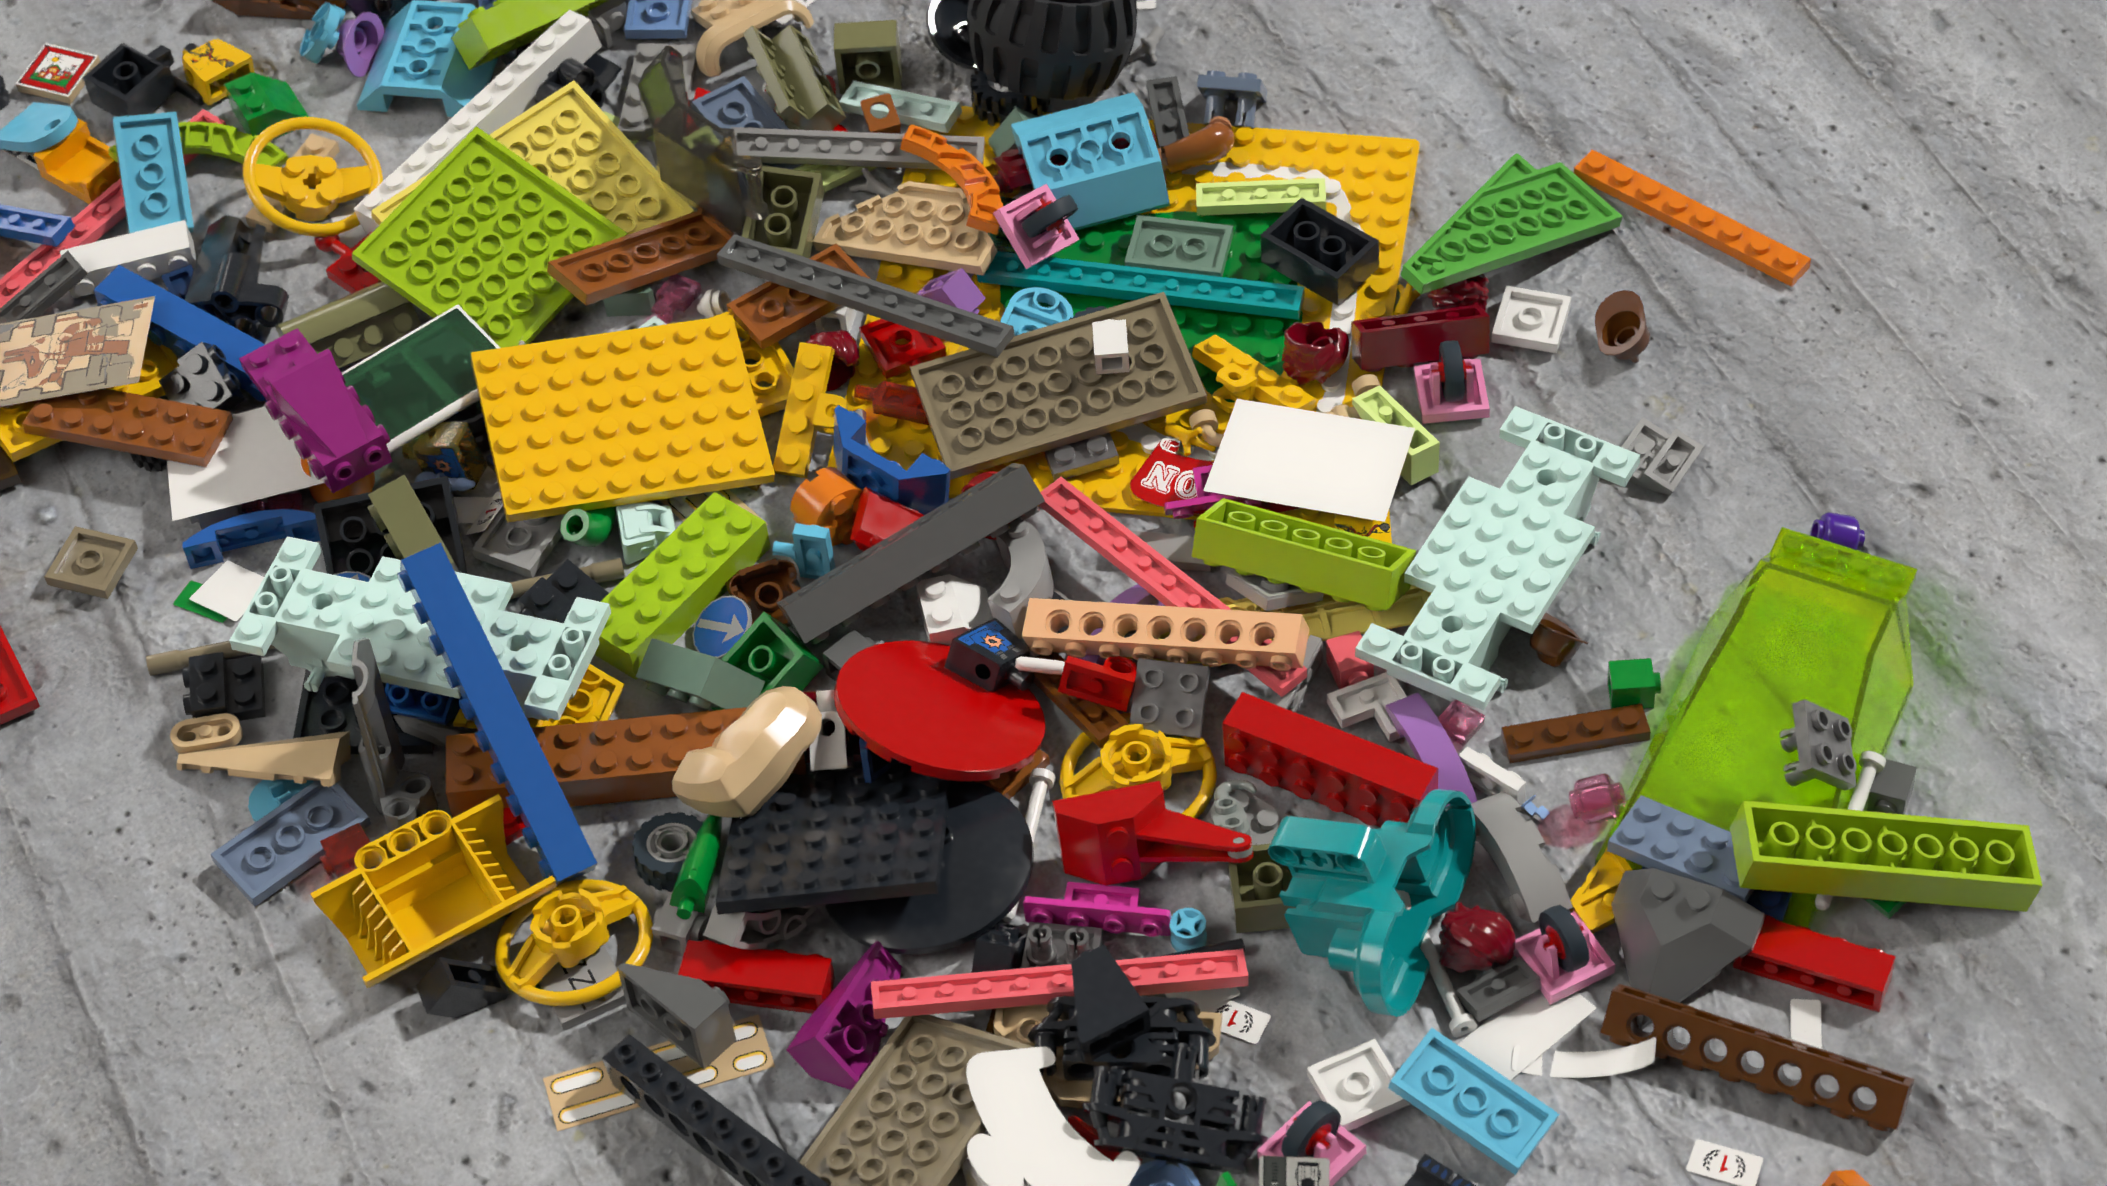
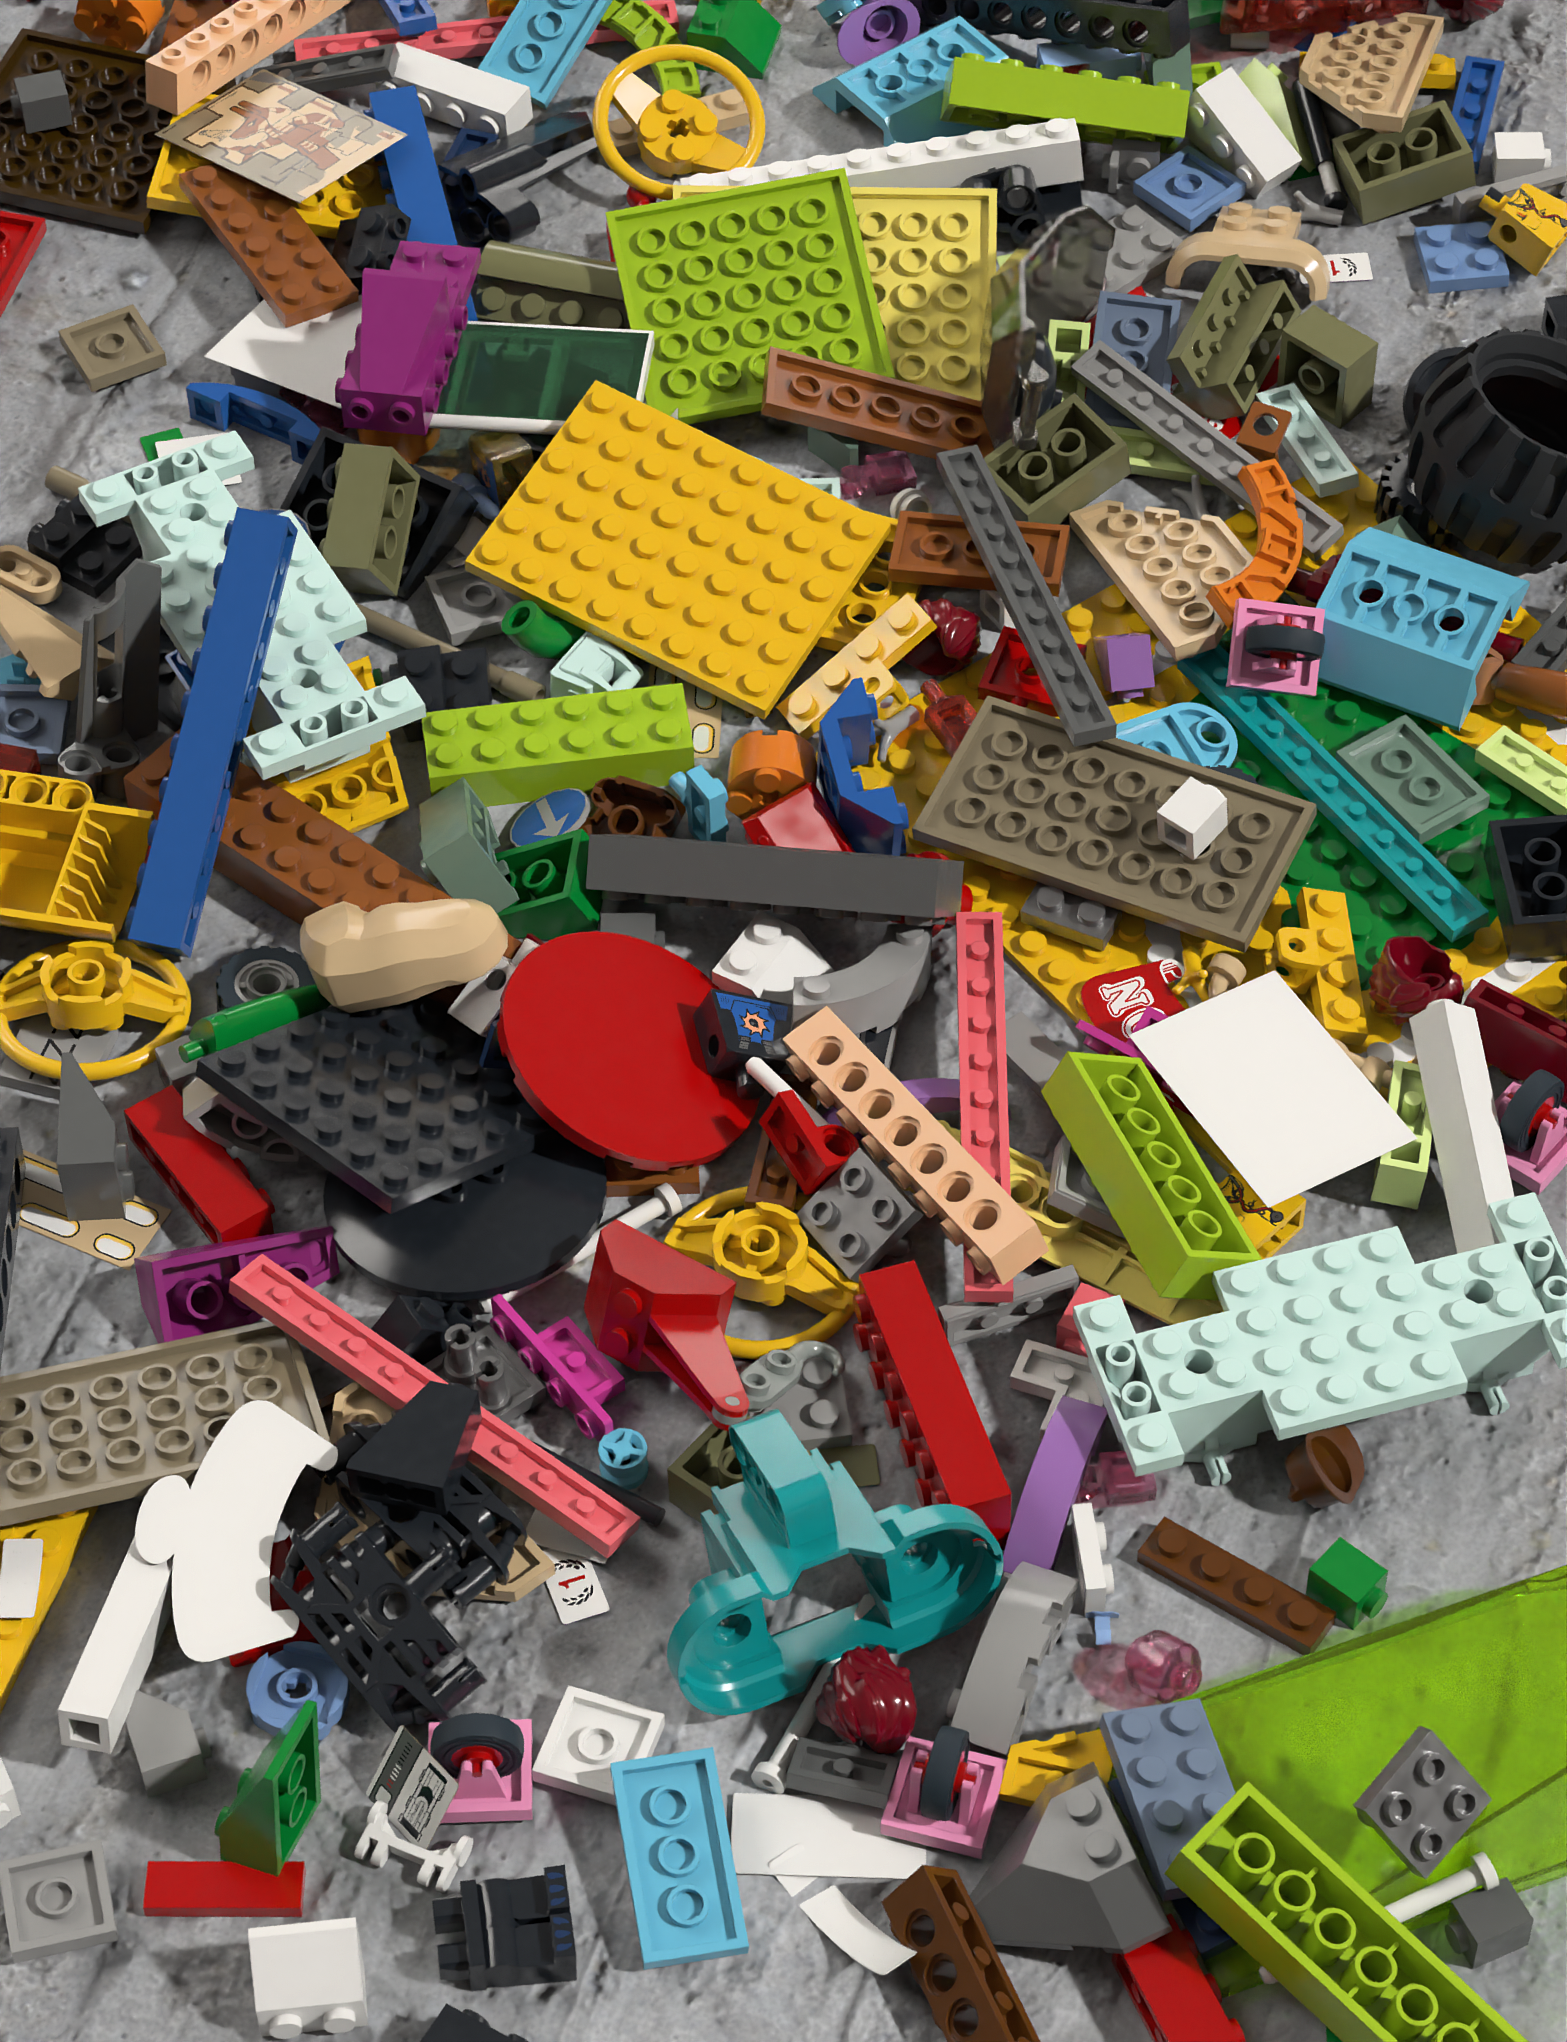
camera: 40 degrees right, 0 degrees up
(1433, 406) = (1462, 1119): none -> white brick

